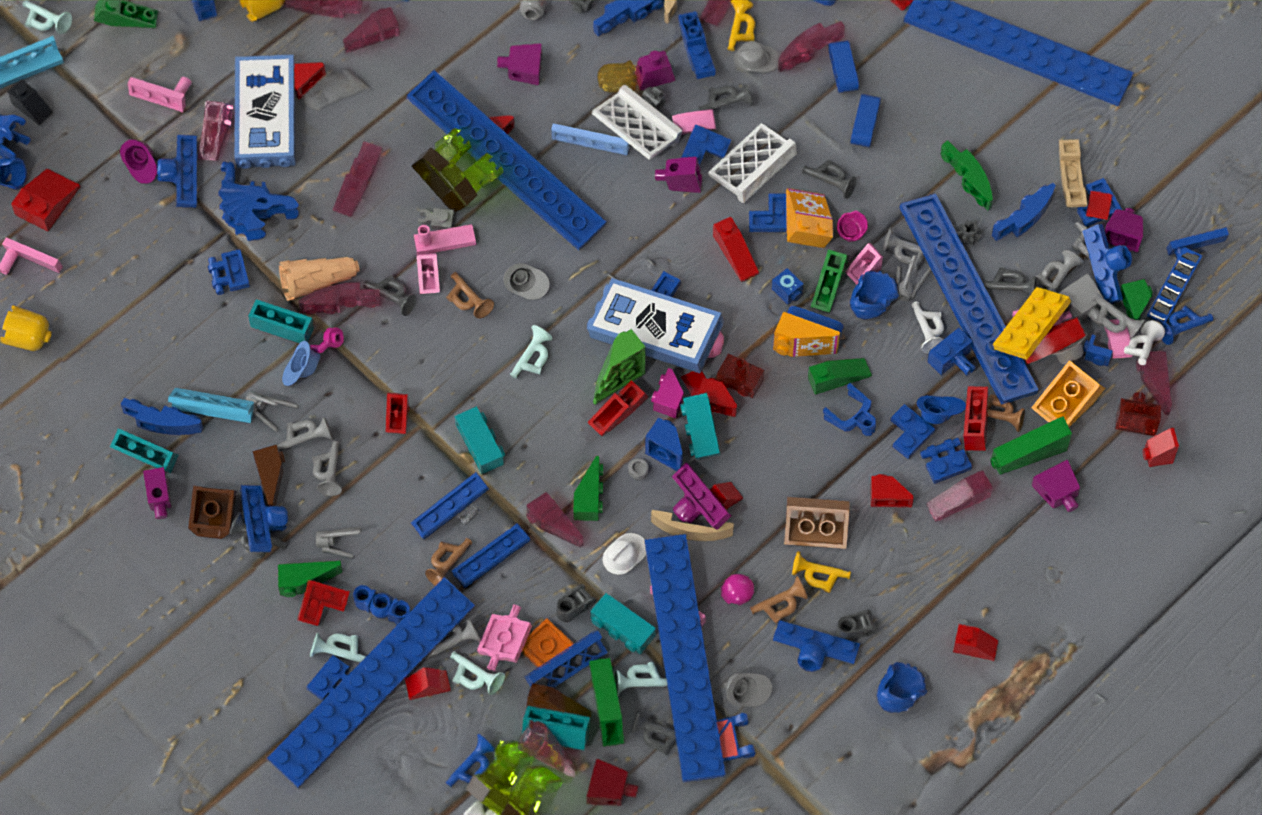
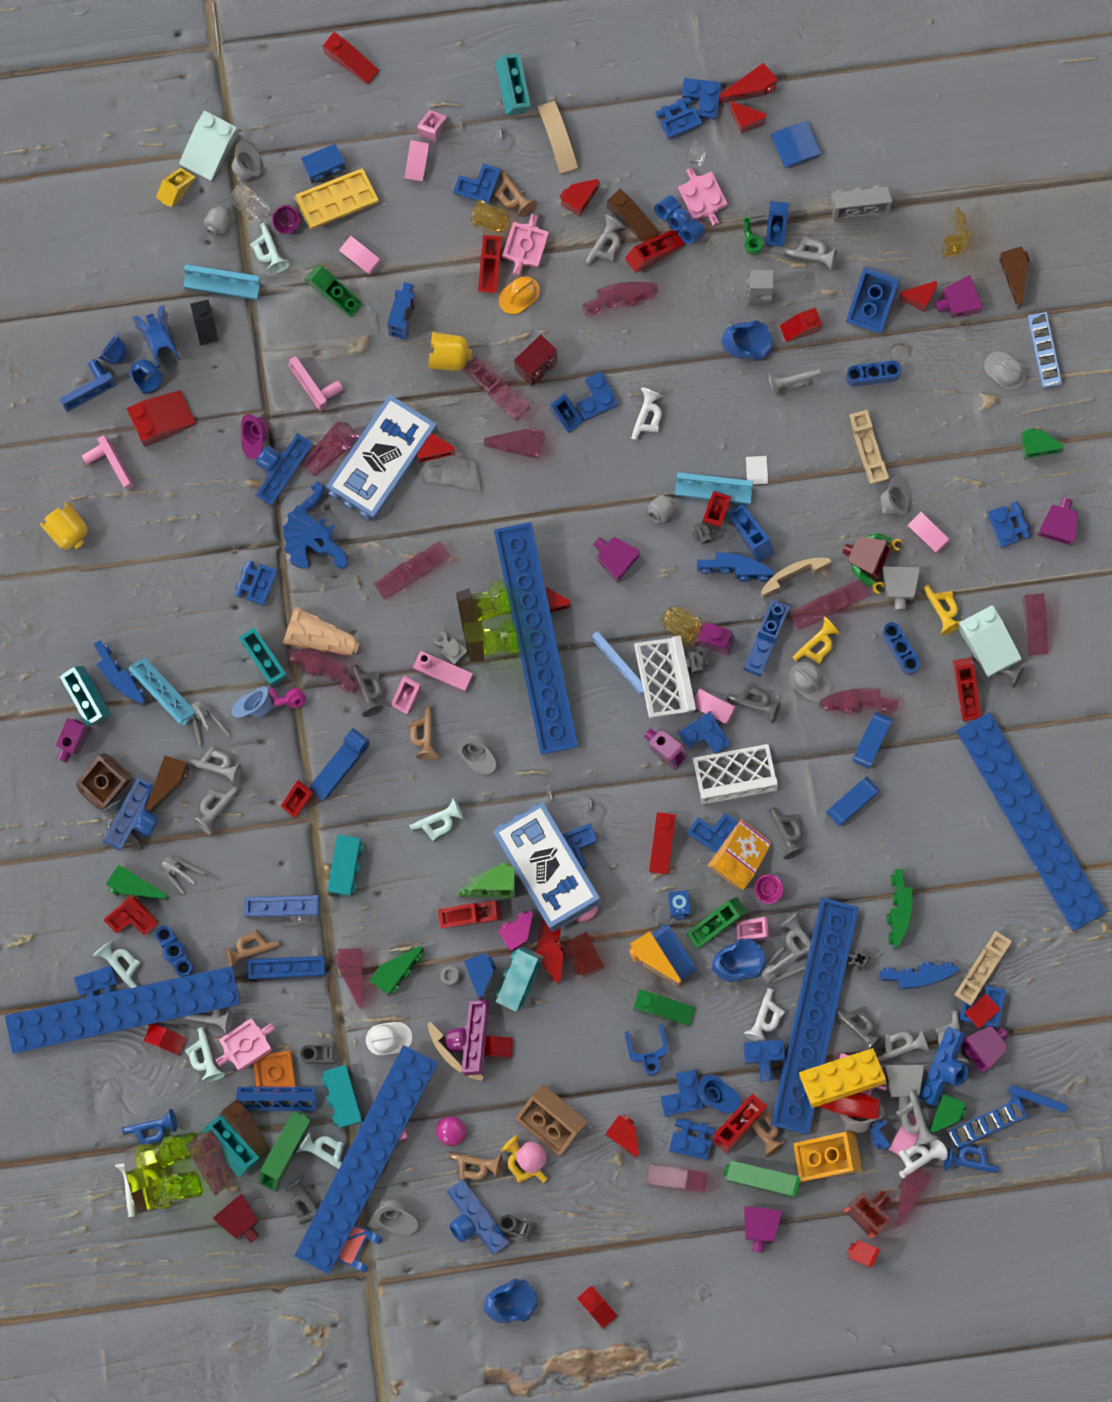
camera: 40 degrees right, 15 degrees up
(413, 360) = (341, 763): none -> blue beam
(824, 560) = (531, 1157): none -> bright pink hair

